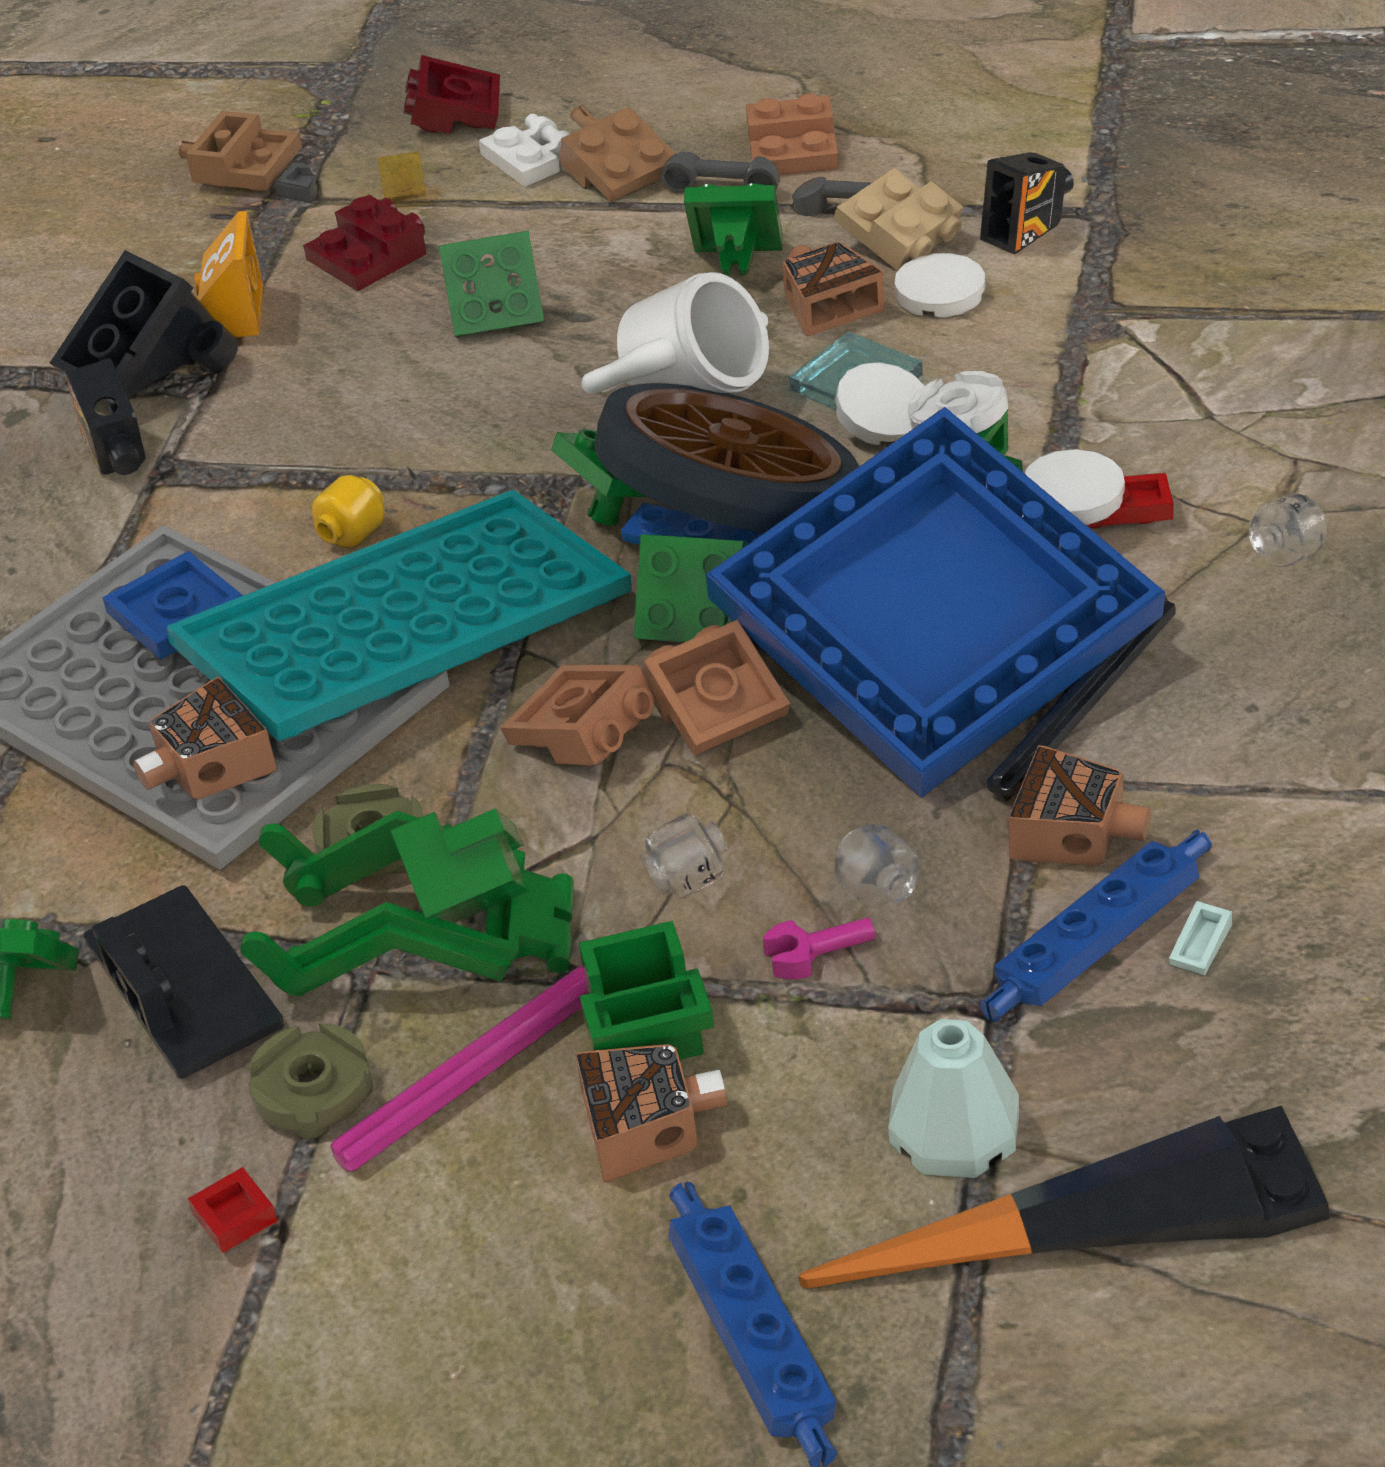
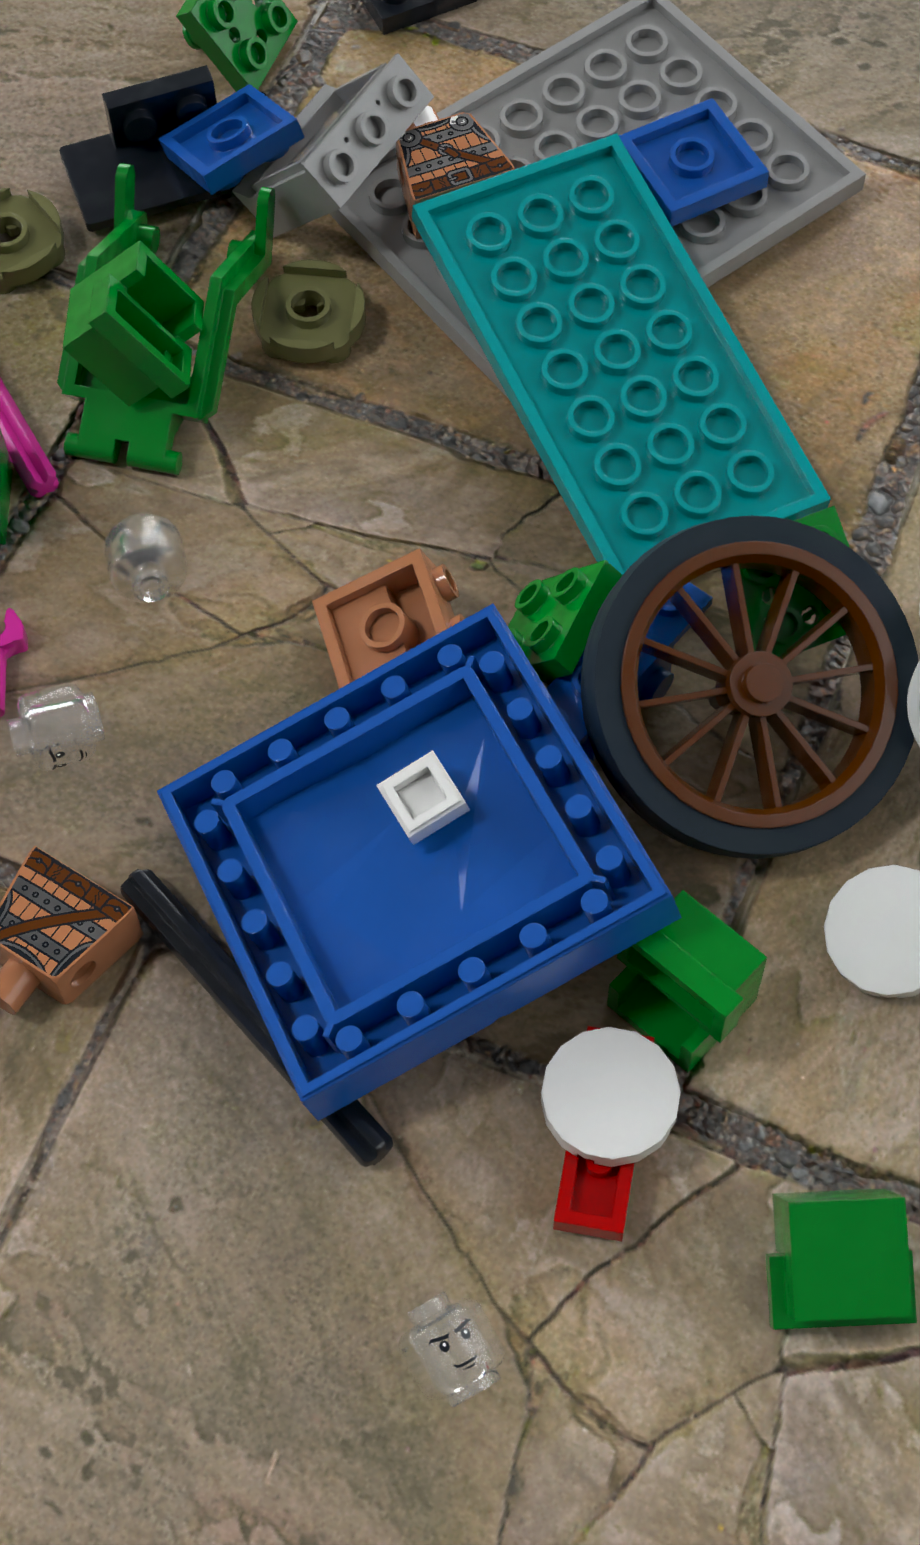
camera: 100 degrees right, 20 degrees up
(181, 899) = (232, 139): none -> blue plate
(190, 814) = (343, 142): none -> light grey window
(348, 511) = (841, 339): yellow head -> none
(582, 712) = (402, 501): nougat plate -> none
(892, 580) = (423, 797): none -> white tile
(974, 398) = (747, 957): white tile -> none
(1131, 376) = (840, 1260): none -> green plate

